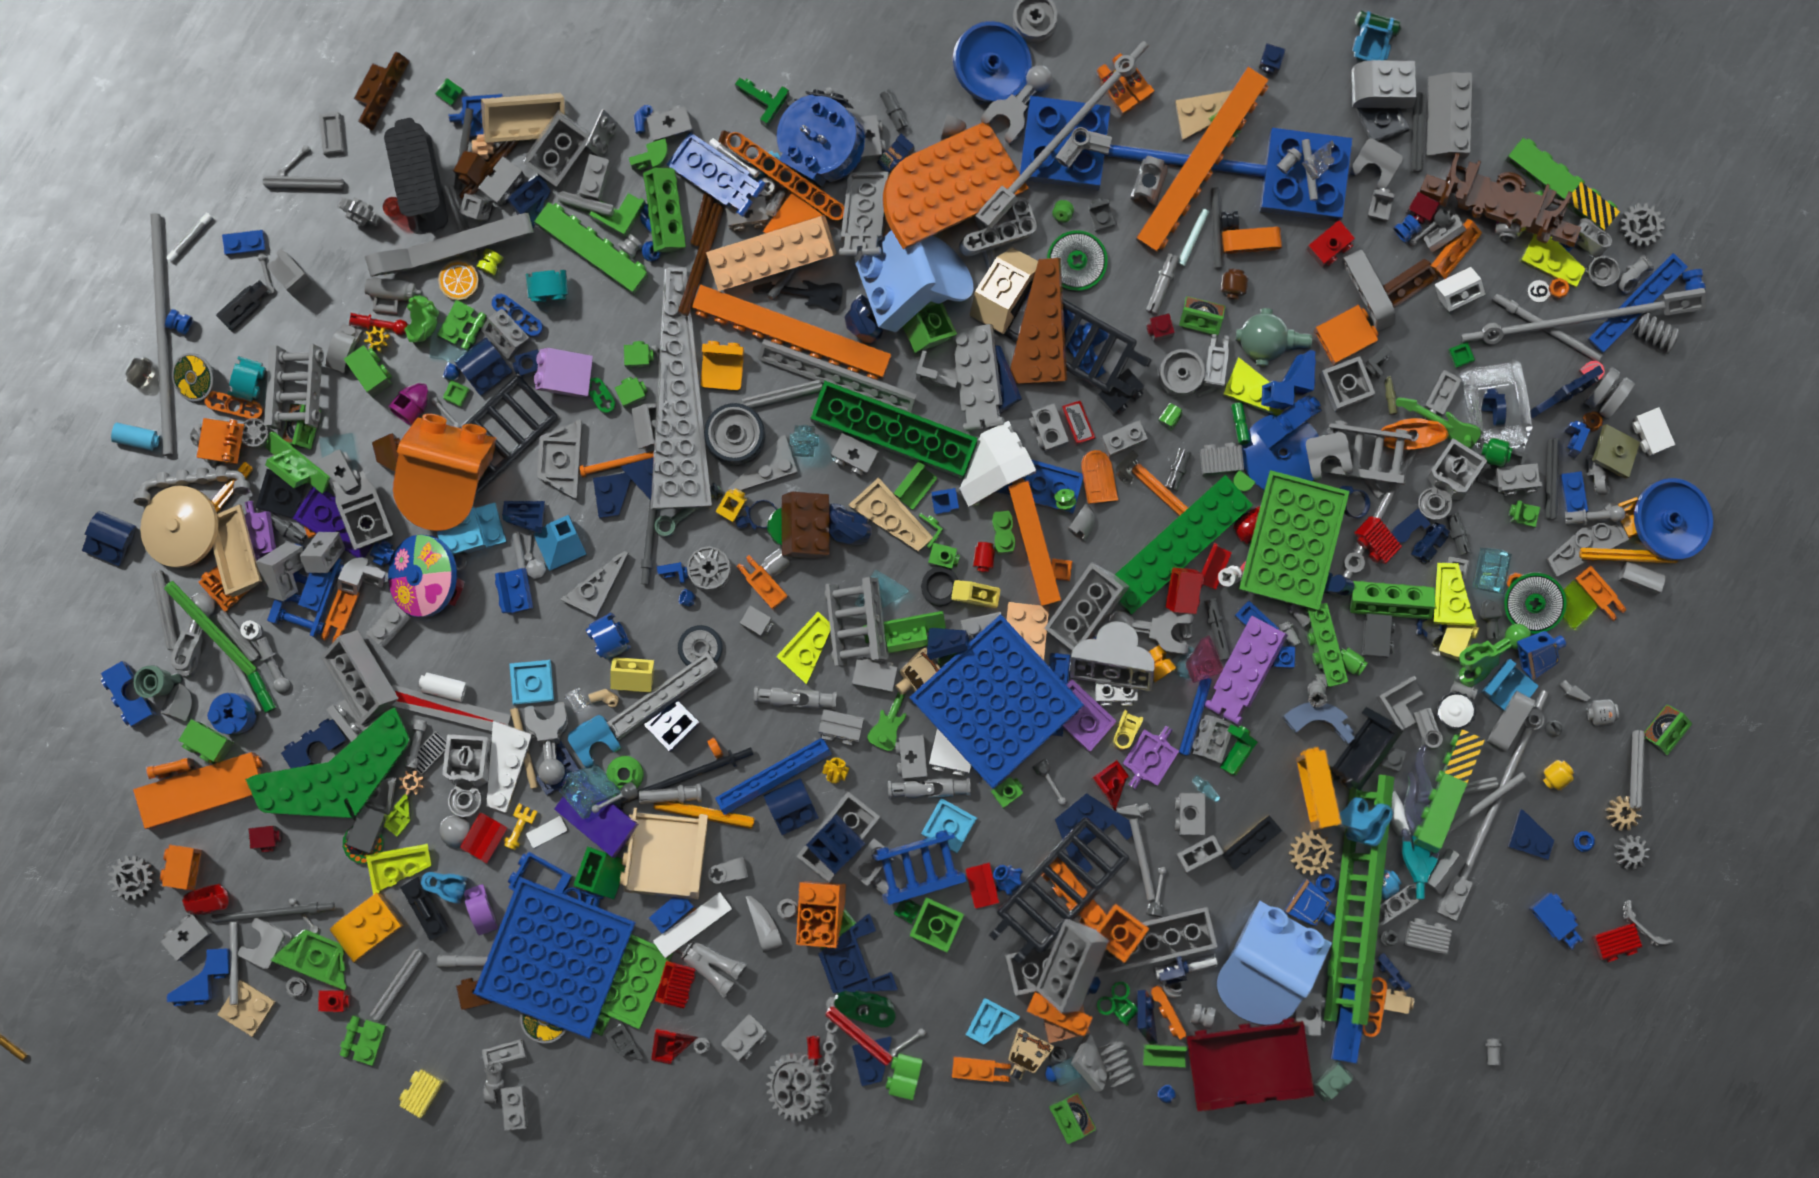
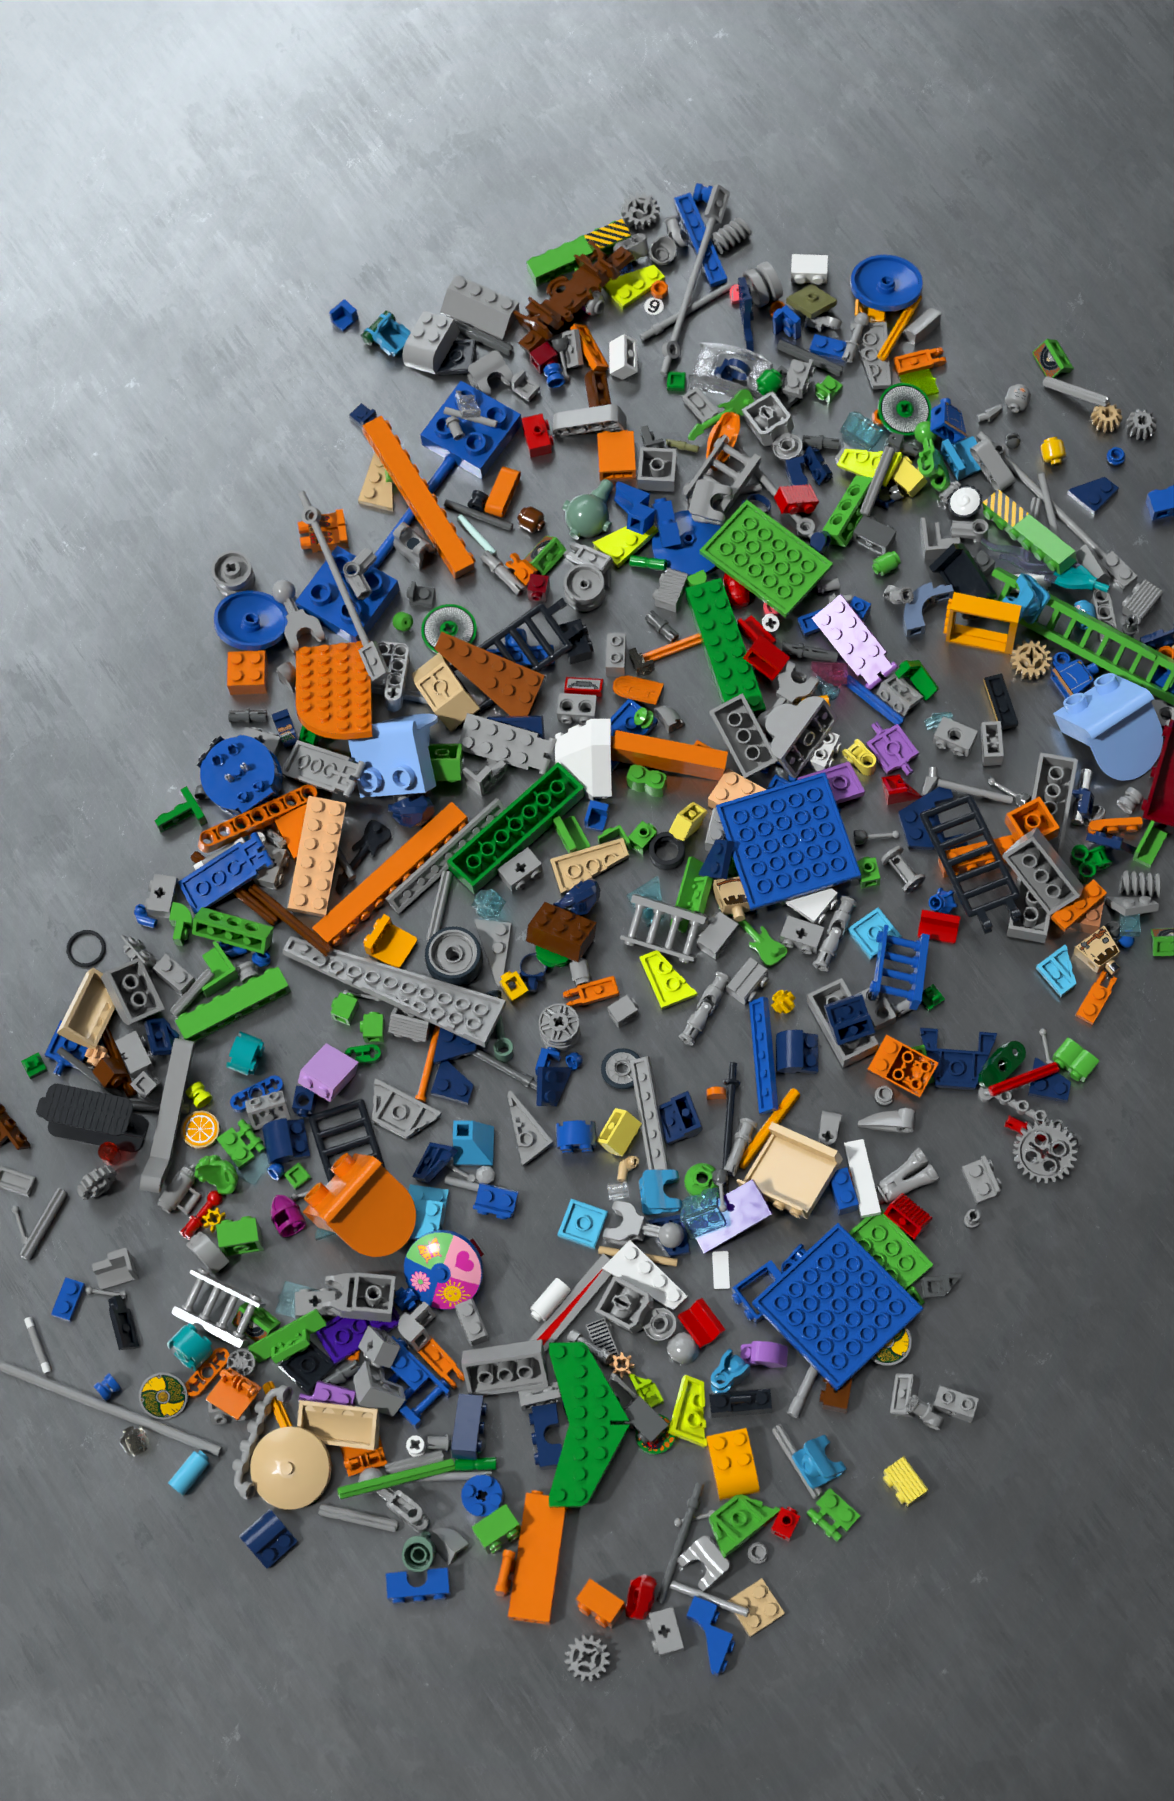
camera: 60 degrees left, 15 degrees down
(264, 838) = (609, 1519): dark red brick -> none
(288, 670) = (468, 1427): none -> dark blue brick
(386, 451) = (323, 1252): reddish brown slope -> none
(397, 1003) = (815, 1464): none -> dark azure piece
(511, 843) = (717, 1302): yellow hinge -> none
(568, 81) = (90, 963): none -> black piece
(600, 873) = (778, 1236): green slope -> none
(651, 588) = (551, 1084): none -> dark blue wing
(669, 1045) = (958, 1247): red slope -> none
(936, 924) = (955, 975): bright green brick -> none
(937, 86) = (247, 672): none -> orange brick
(984, 556) = (659, 805): red brick -> none
(1025, 825) = (903, 869): none -> light grey hose
(1171, 416) = (615, 612): bright green brick -> none
(1175, 302) = (522, 568): none -> orange plate
(1326, 646) = (864, 575): bright green bracket -> none
(1432, 613) = (877, 481): none -> light grey axle

